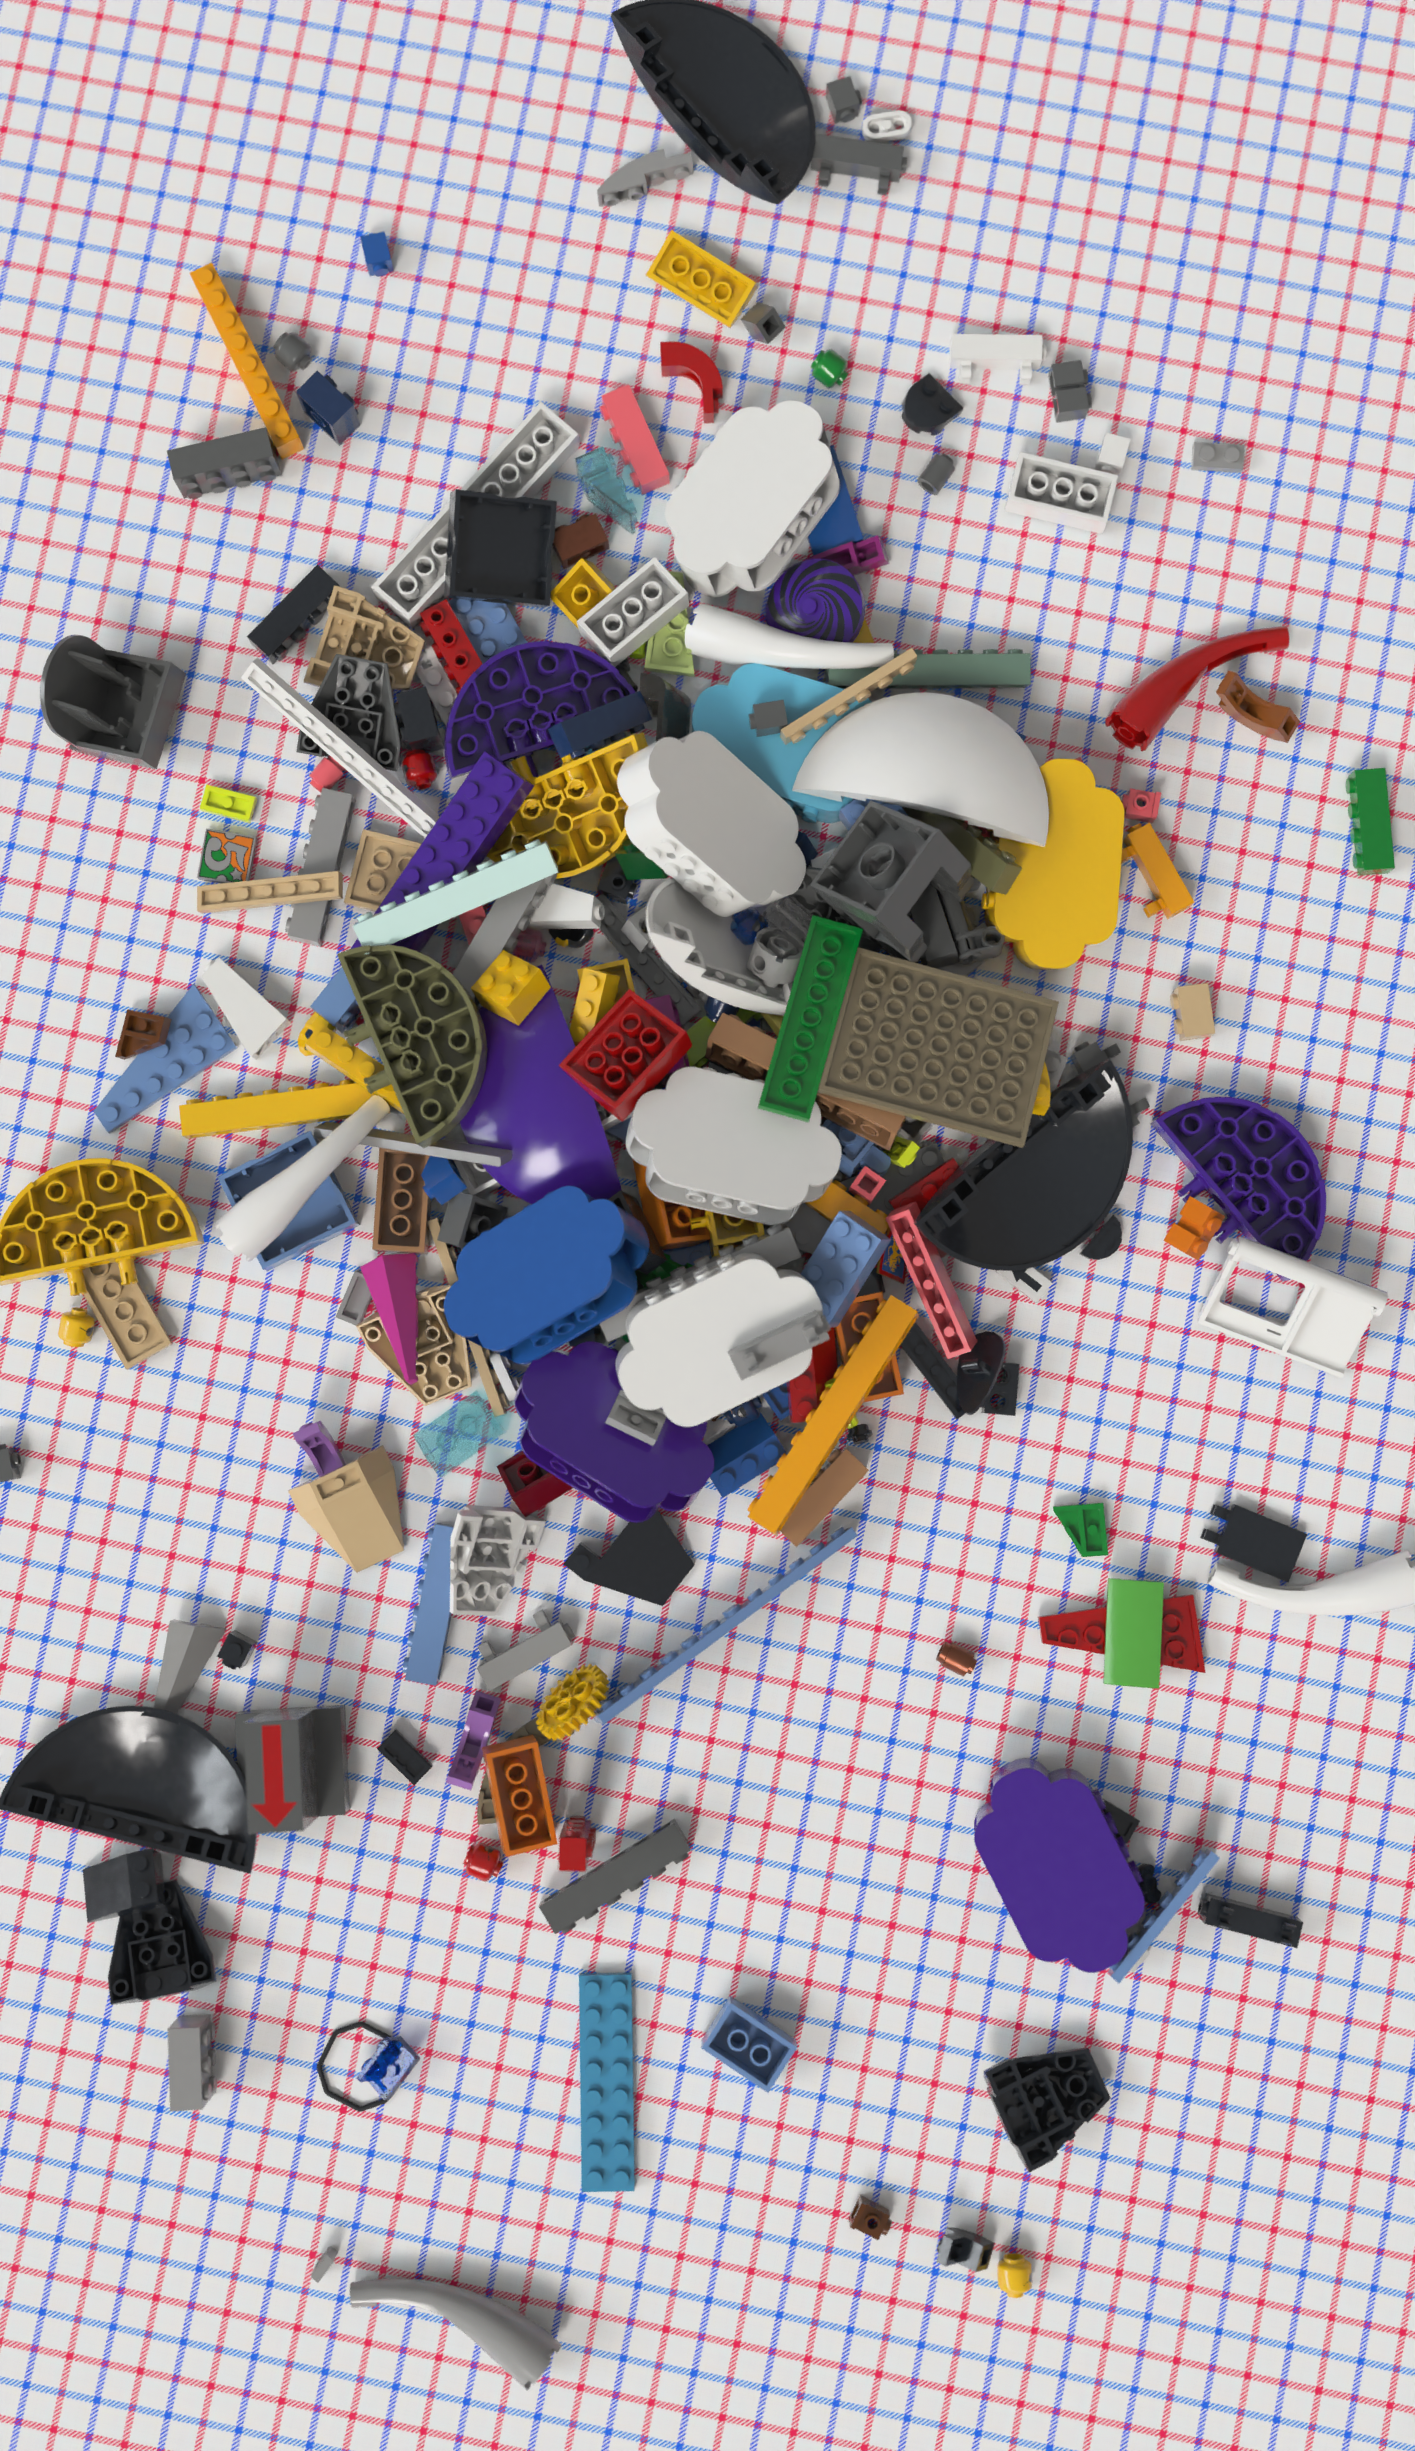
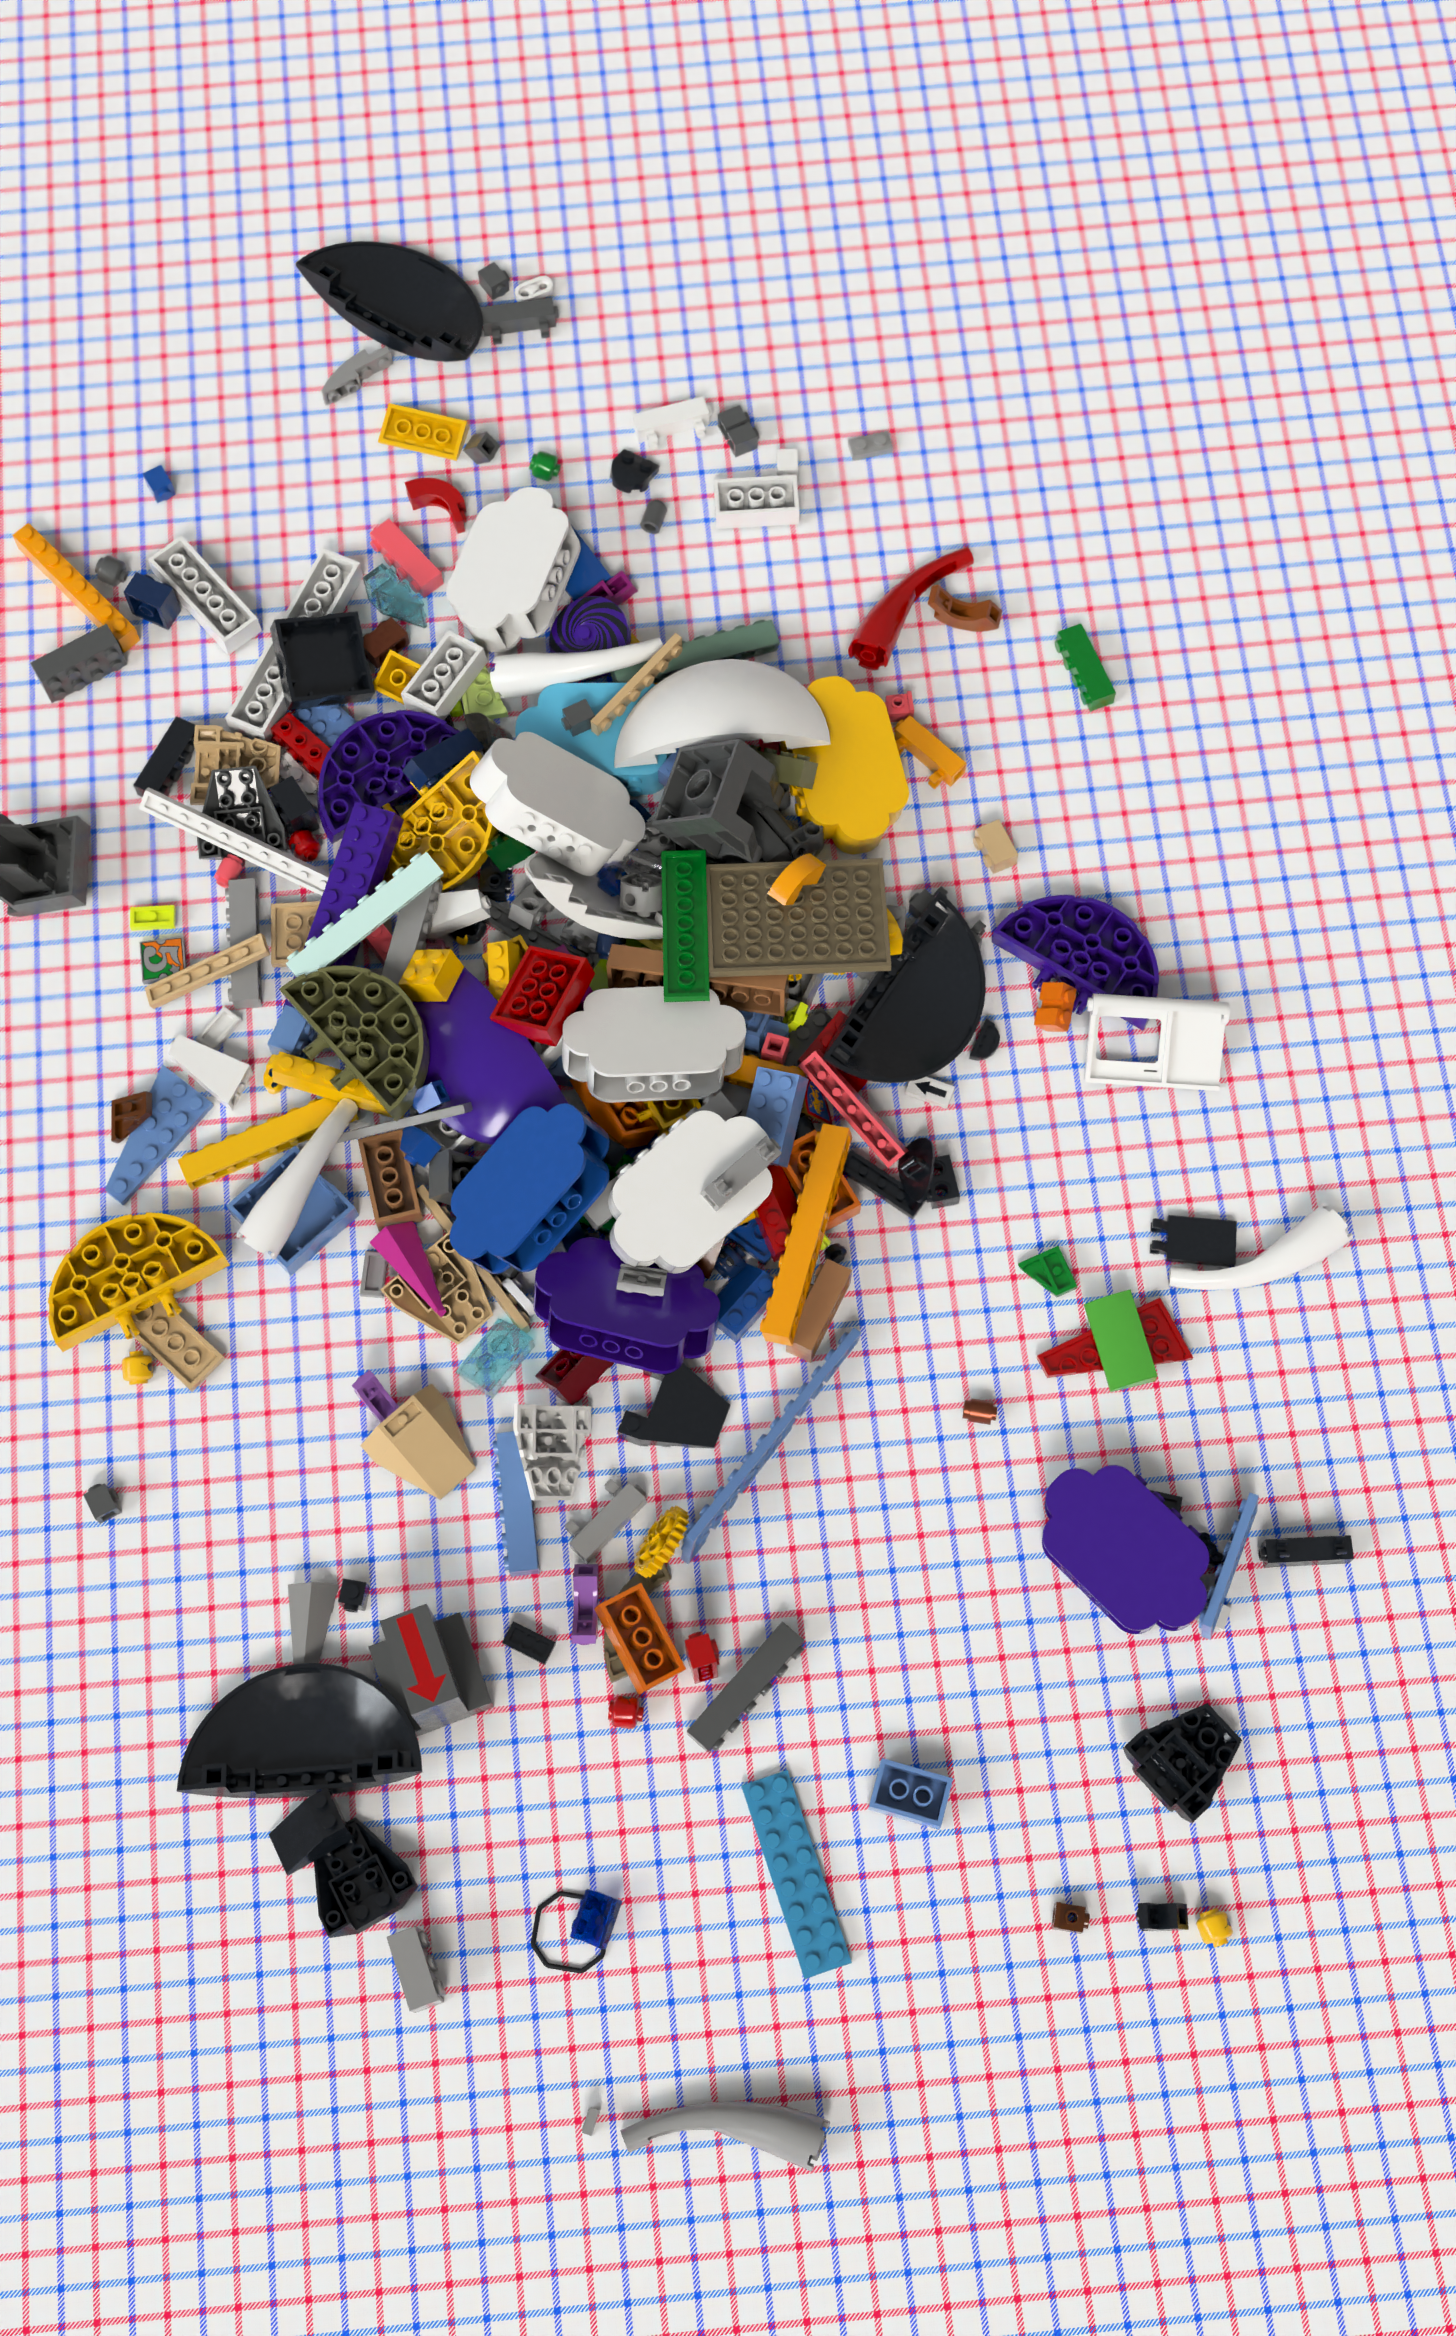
camera: 15 degrees left, 15 degrees down
(266, 960) = (219, 1029): none -> white tile
(390, 417) = (205, 595): none -> white brick
(470, 1132) = (430, 1097): none -> brick
(956, 1000) = (802, 871): none -> light orange brick

